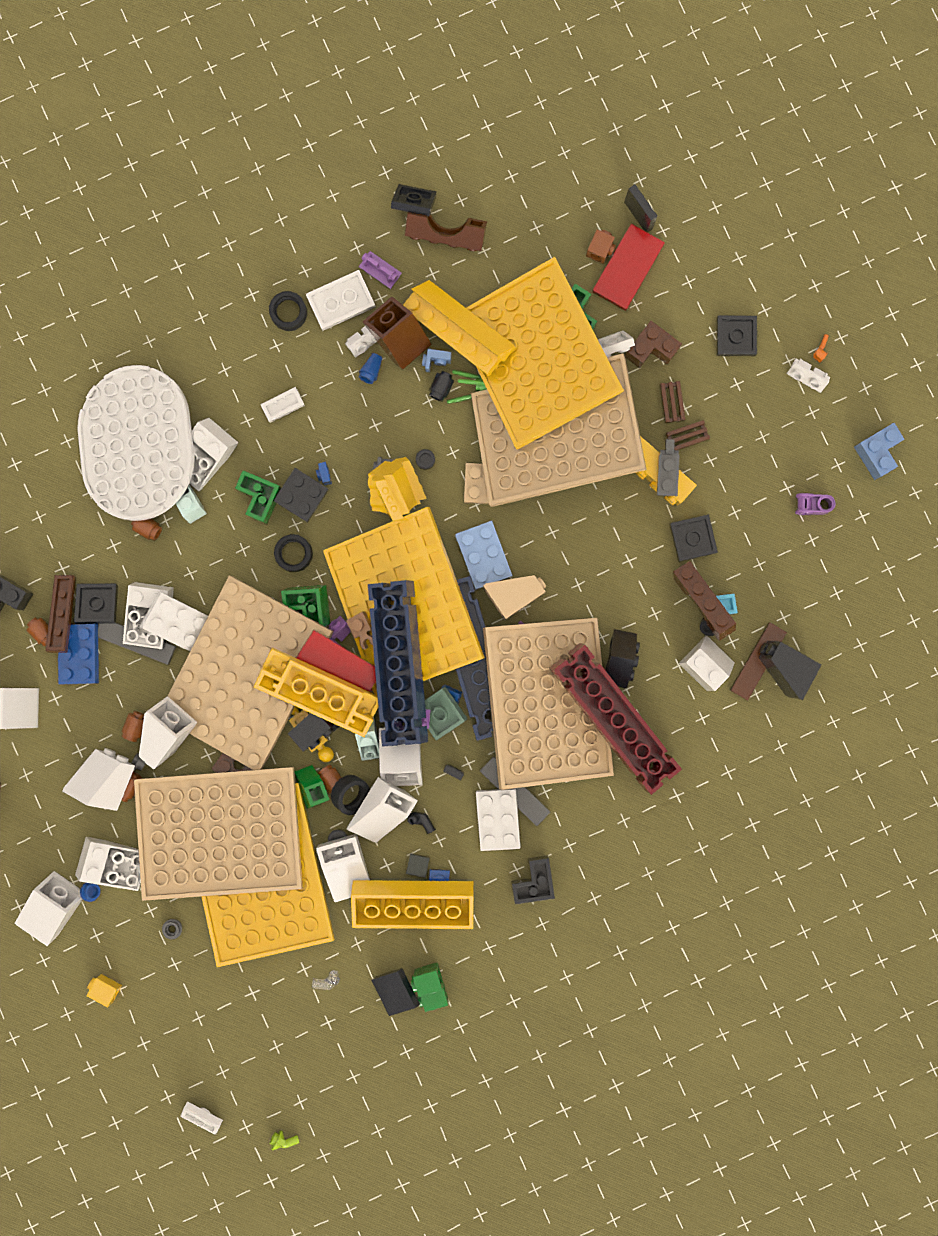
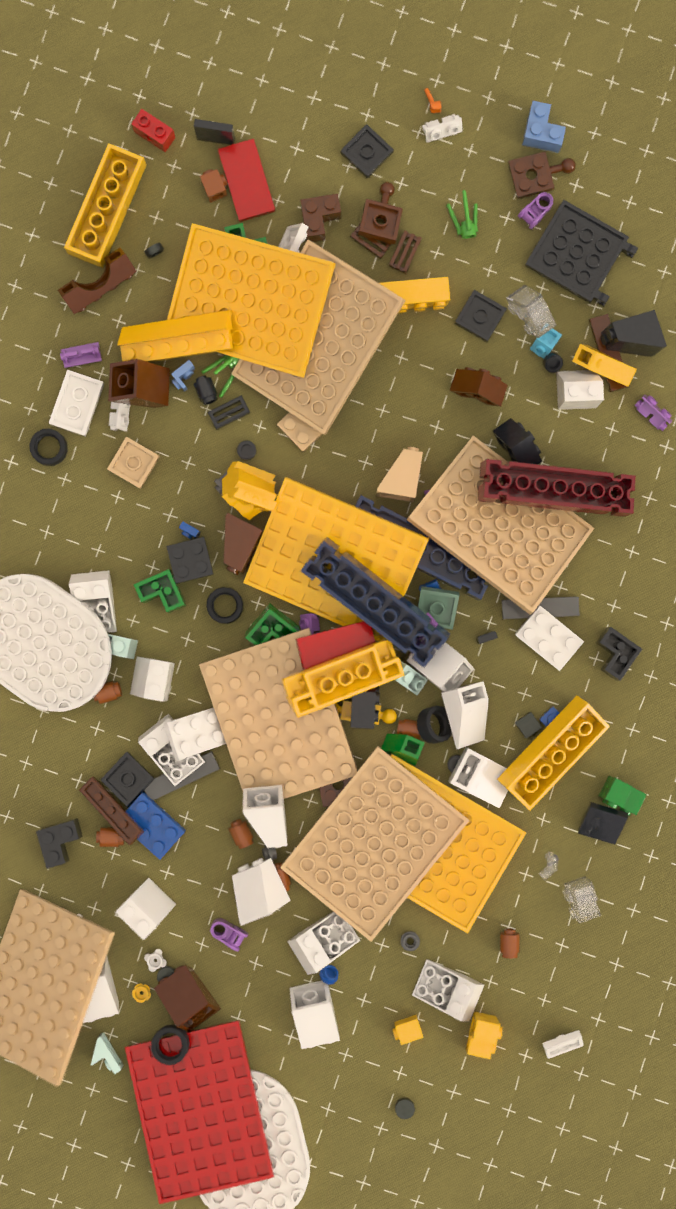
camera: 50 degrees left, 0 degrees up
(43, 1043) = (404, 1108): none -> pearl dark grey tile
(51, 788) = (229, 934): none -> medium lavender piece
(152, 1051) = (483, 1035): none -> yellow brick
(161, 993) = (448, 990): none -> white slope
(187, 552) = (152, 679): none -> white slope
(239, 1006) = (509, 943): none -> dark orange brick
(278, 1141) = (630, 1004): lime plate -> none
(282, 404) = (112, 514): white plate -> none
(323, 1031) = (582, 898): none -> clear brick
(335, 384) = (133, 462): none -> tan plate
(347, 520) = (239, 543): none -> reddish brown slope
(360, 627) = (323, 605): medium nougat plate -> none
(370, 369) = (146, 428): blue cone -> none
(413, 199) = (55, 284): black tile -> none
(421, 819) = (499, 691): black arm -> none
(440, 427) = (219, 425): none -> black tile
(483, 554) = (353, 473): light blue plate -> none
(508, 181) = (105, 205): none -> yellow brick
(509, 249) = (154, 250): none -> pearl dark grey tile
(598, 163) = (153, 130): none -> red brick
(638, 587) = (479, 385): none -> reddish brown brick
(668, 470) = (419, 286): dark grey hinge -> none
(704, 396) = (390, 214): none -> reddish brown plate
(709, 605) = (546, 349): reddish brown arch -> none
(734, 572) = (532, 310): none -> clear brick
(744, 665) = (604, 364): none -> yellow slope
(746, 730) = (649, 406): none -> medium lavender hinge
(750, 466) = (468, 228): none -> bright green plant
(812, 566) = (578, 252): none -> black plate
(850, 475) = (539, 164): none -> reddish brown plate

